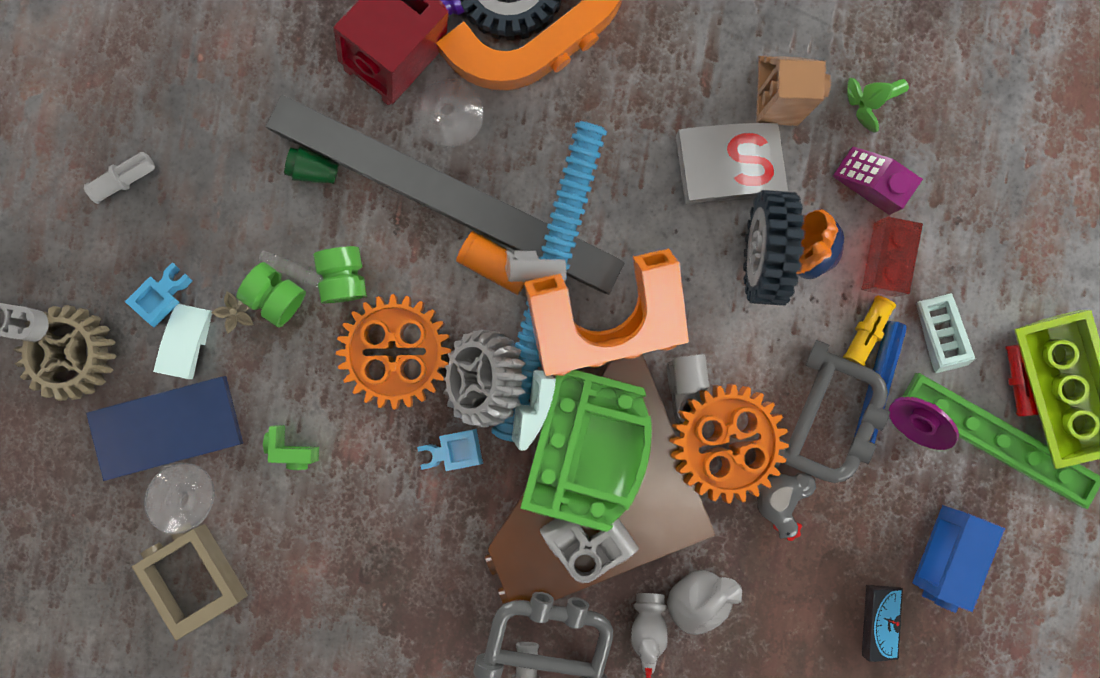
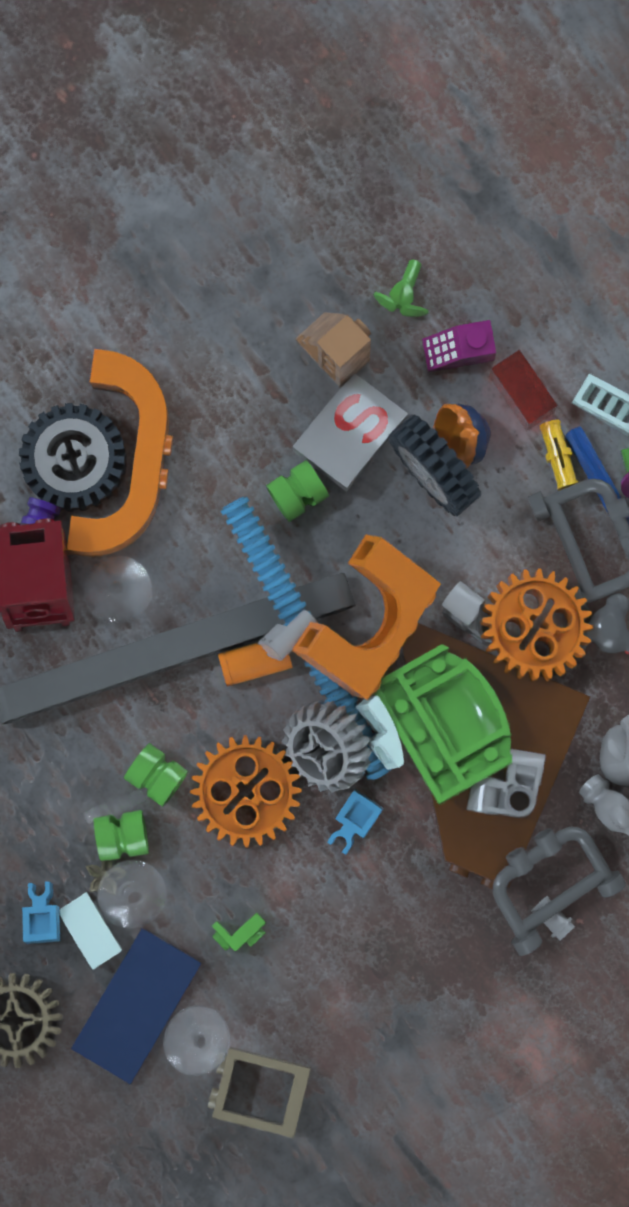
camera: 45 degrees left, 5 degrees down
(249, 333) = (120, 882): none -> clear dish
(309, 166) = (59, 721): dark green cone -> none
(650, 167) = (297, 490): none -> bright green wheel

